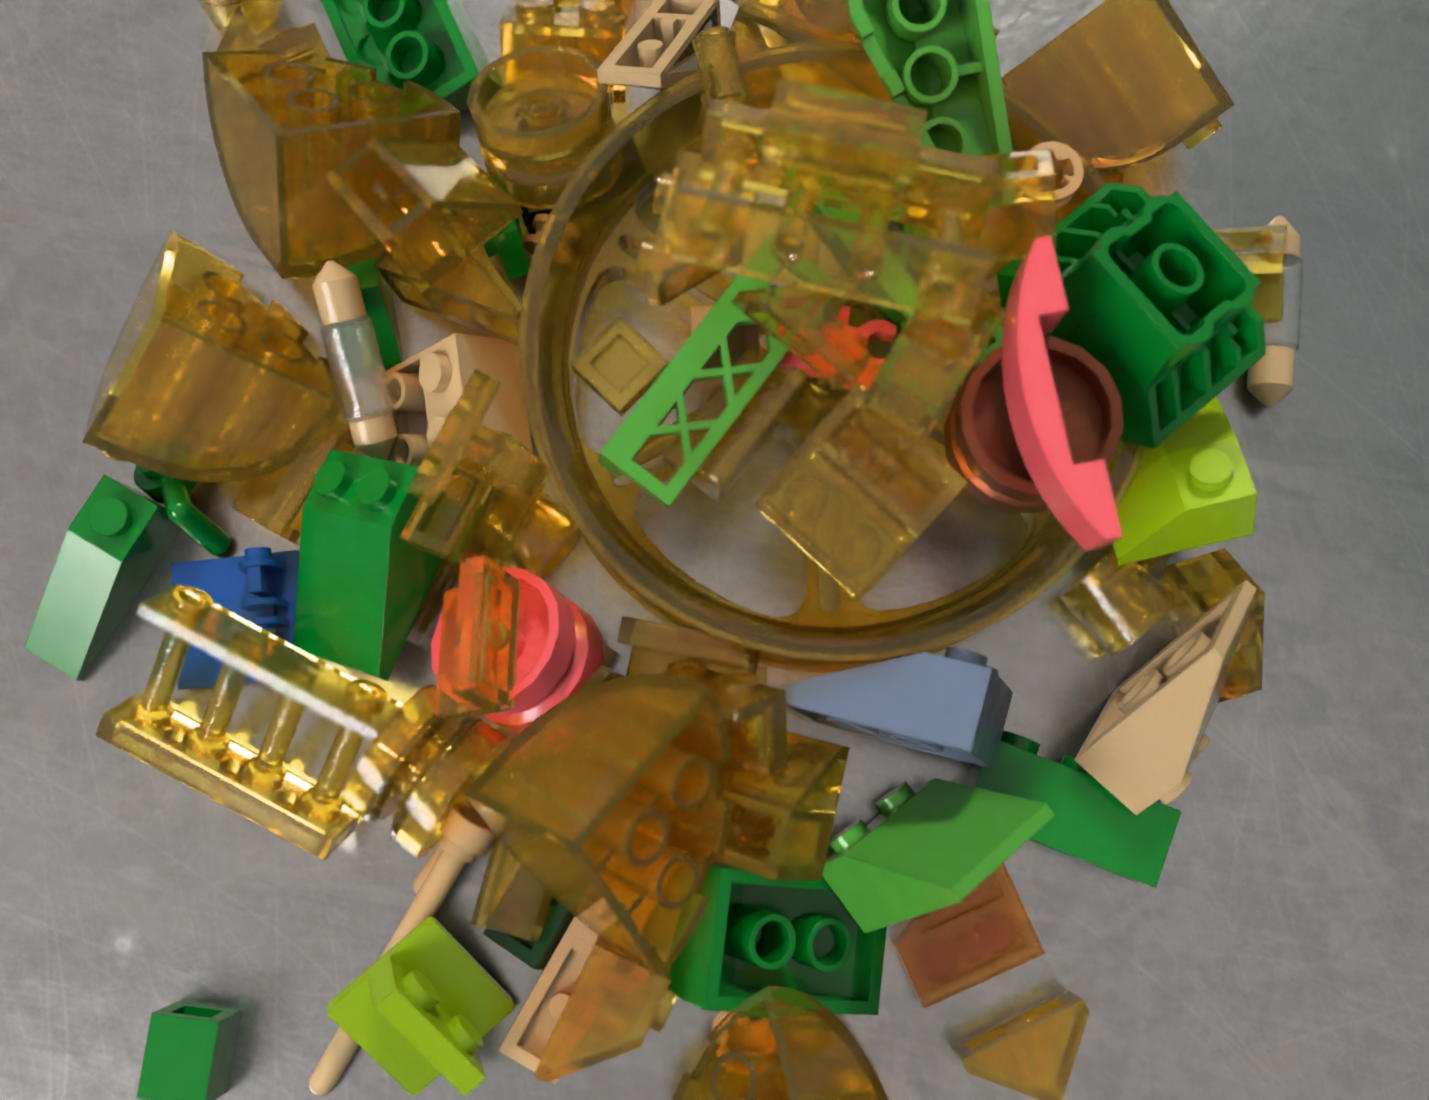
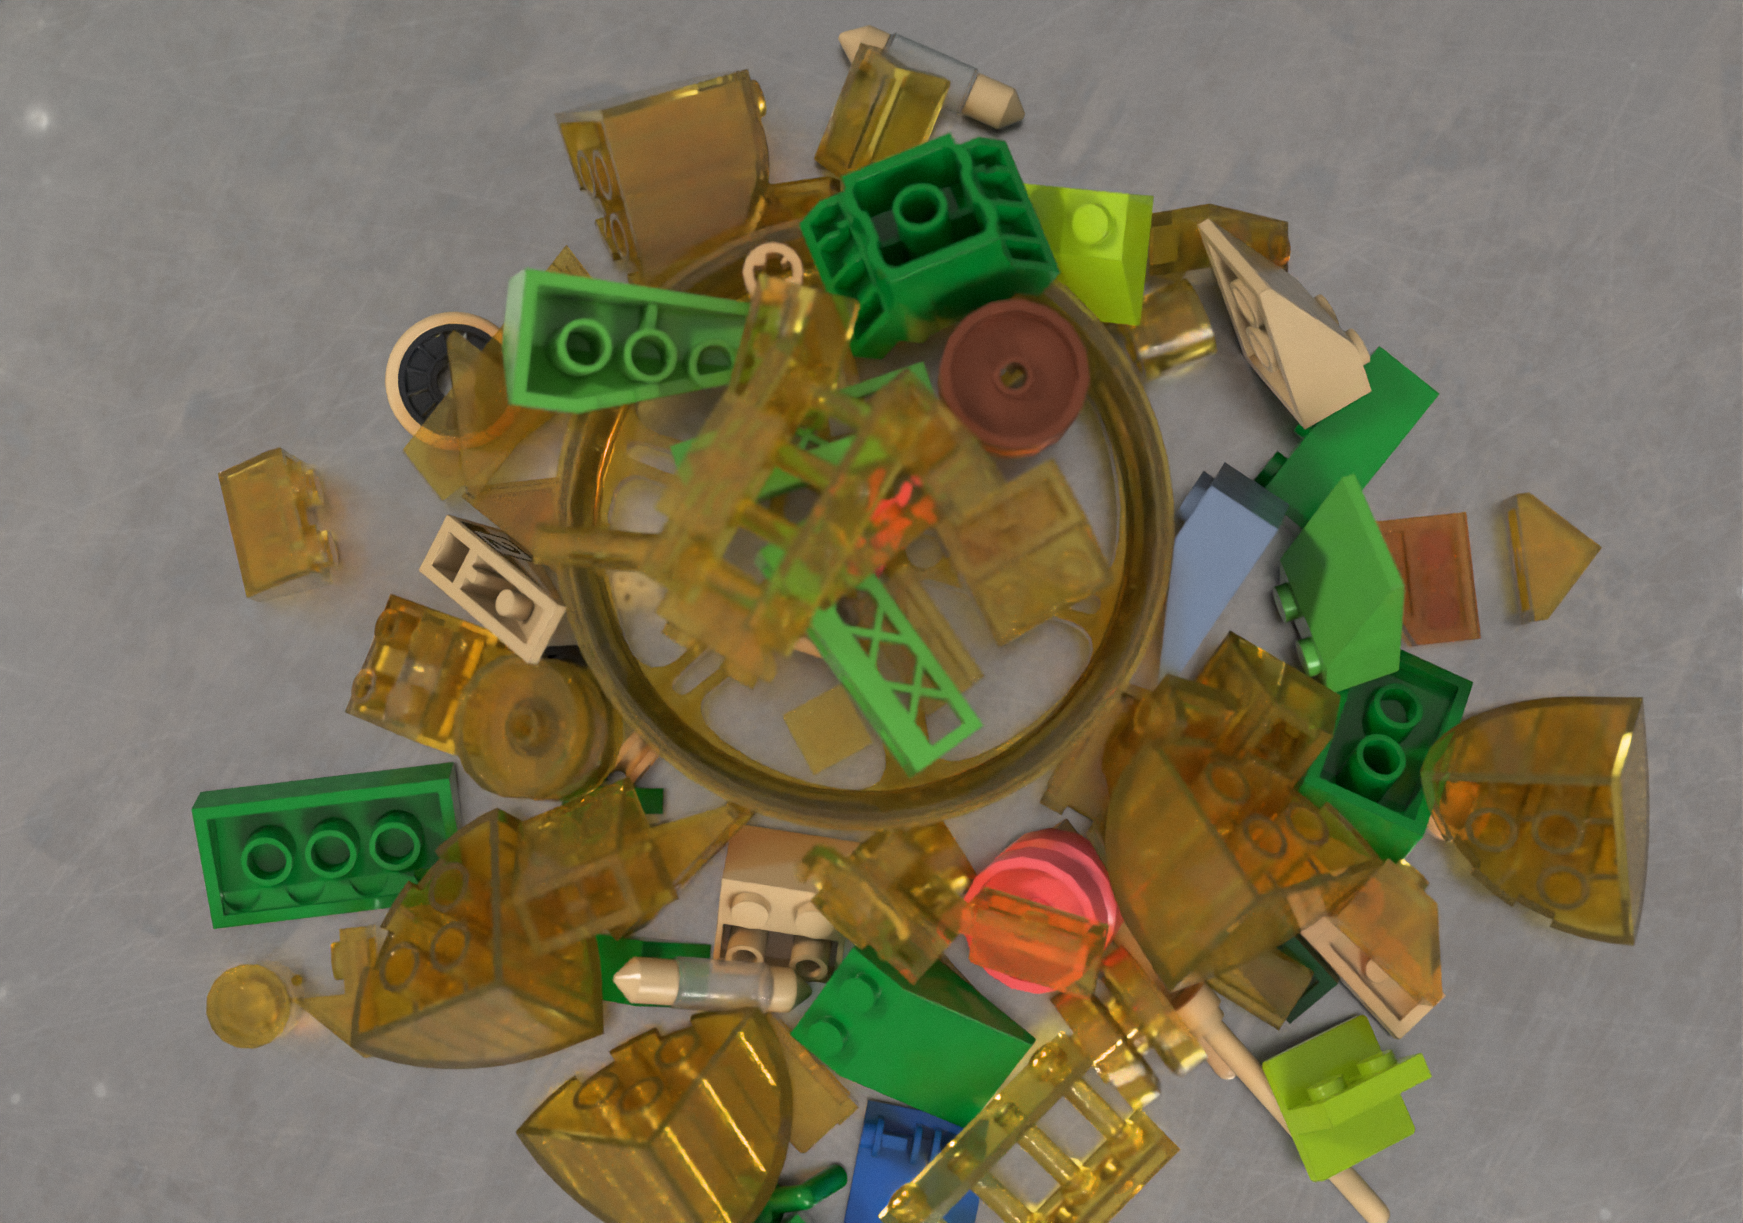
camera: 75 degrees left, 5 degrees up
(1074, 493) = (1098, 372): coral slope -> none

